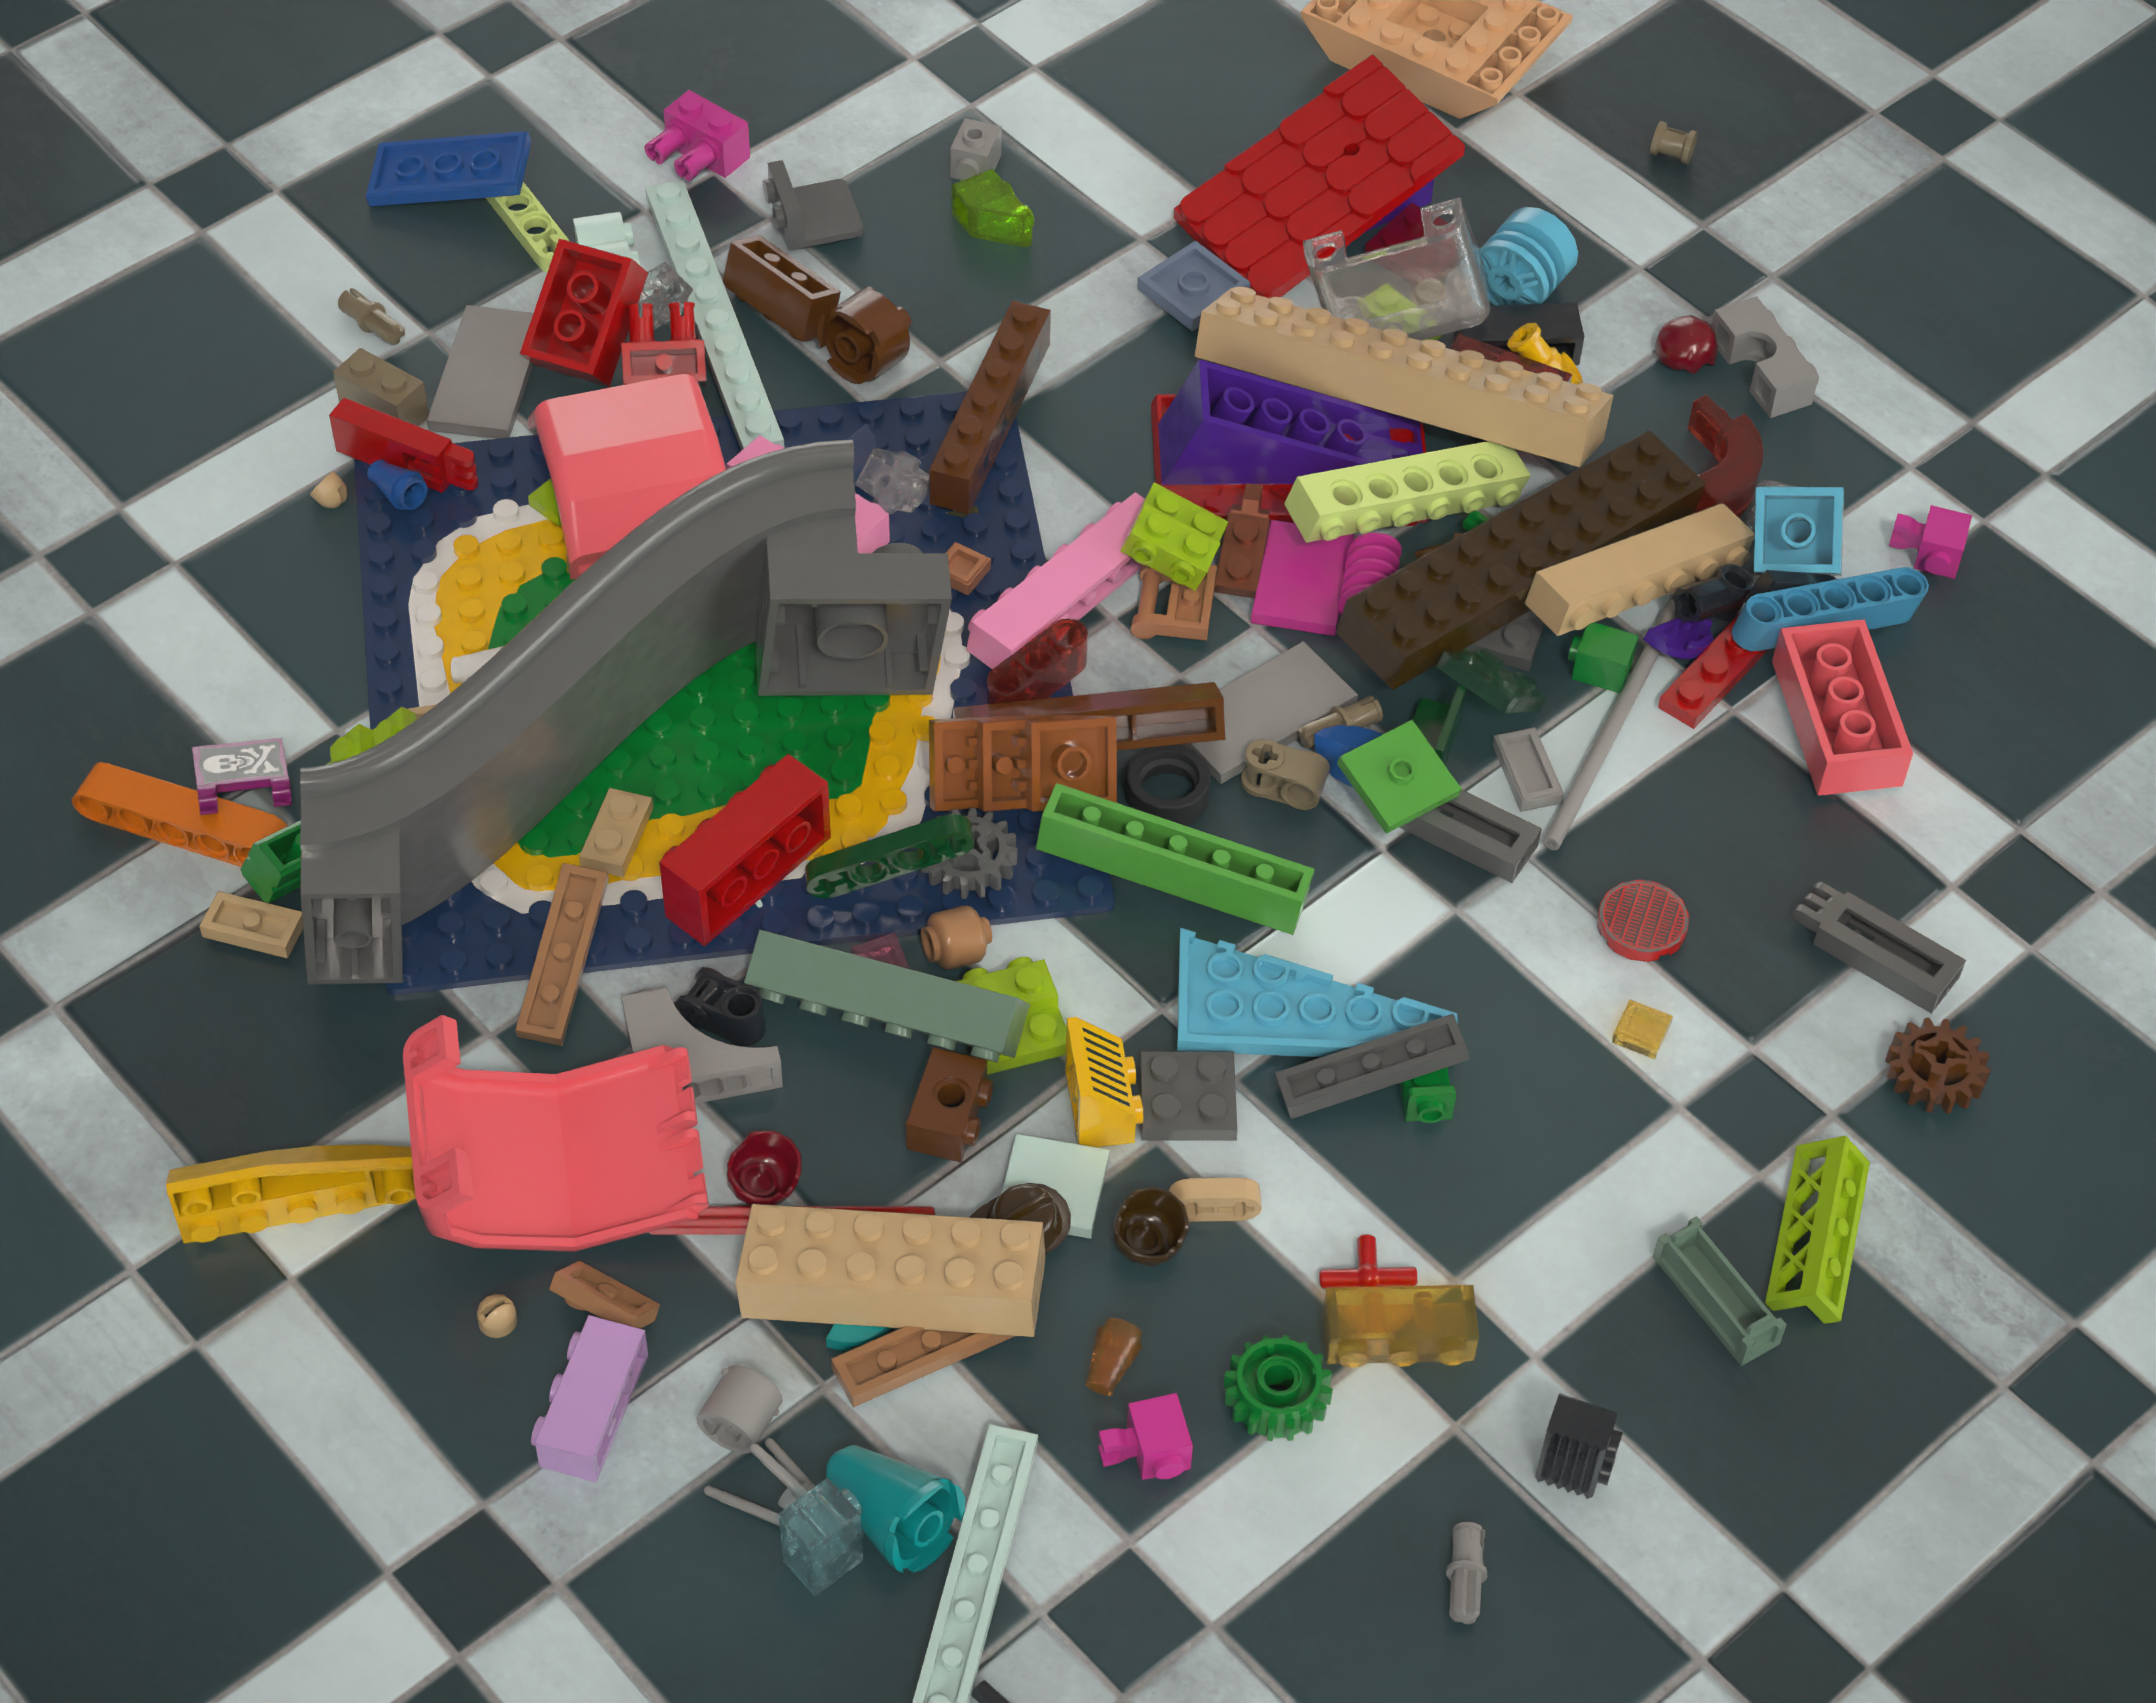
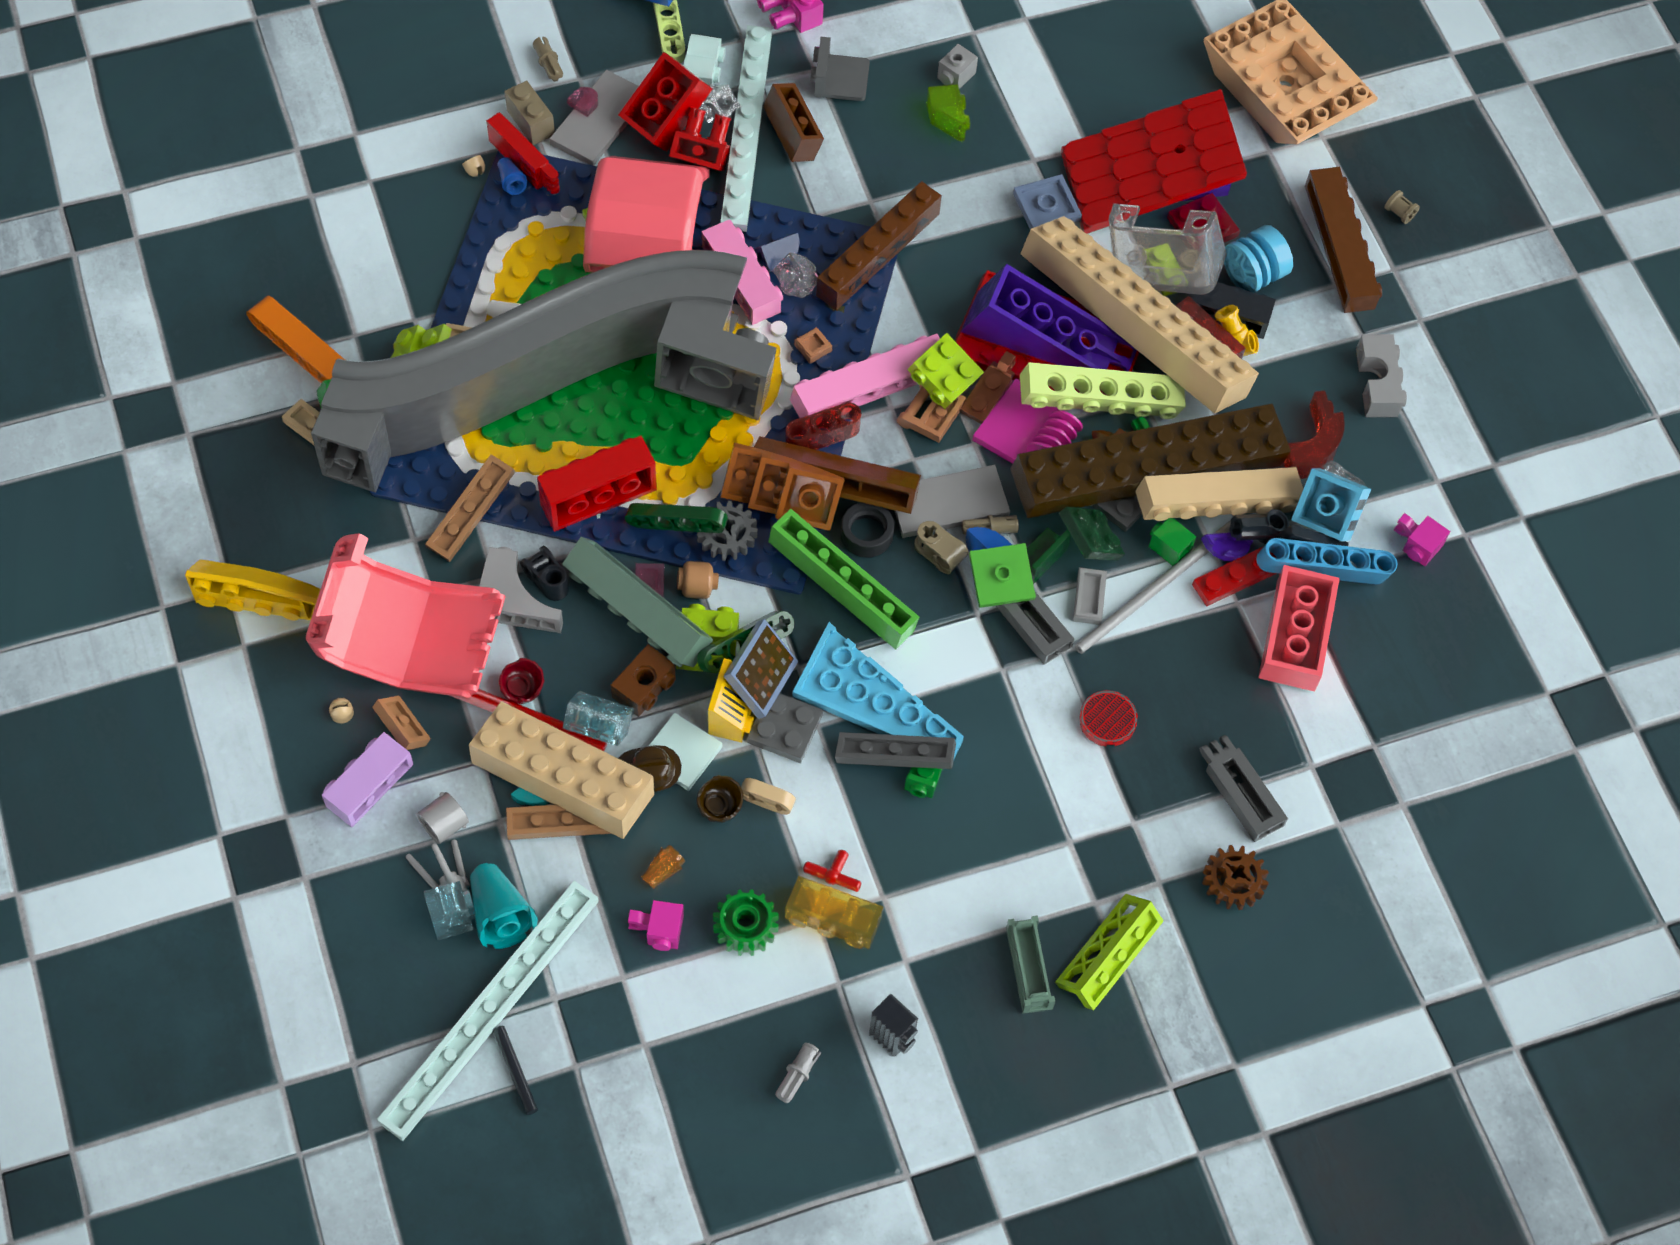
camera: 20 degrees right, 10 degrees up
(241, 768) = (345, 326): flag -> none
(455, 353) = (584, 100): none -> clear pink tile
(616, 832) = (535, 443): tan plate -> none
(864, 335) = (827, 172): reddish brown brick -> none
(909, 1179) = (598, 718): none -> clear light blue brick
(1073, 991) = (723, 645): none -> dark green beam
(1121, 1021) = (761, 669): none -> tile
(1619, 206) = (1343, 240): none -> reddish brown brick
(1642, 1029) = (1072, 786): clear yellow tile -> none
(1686, 344) = (1336, 349): dark red hair -> none

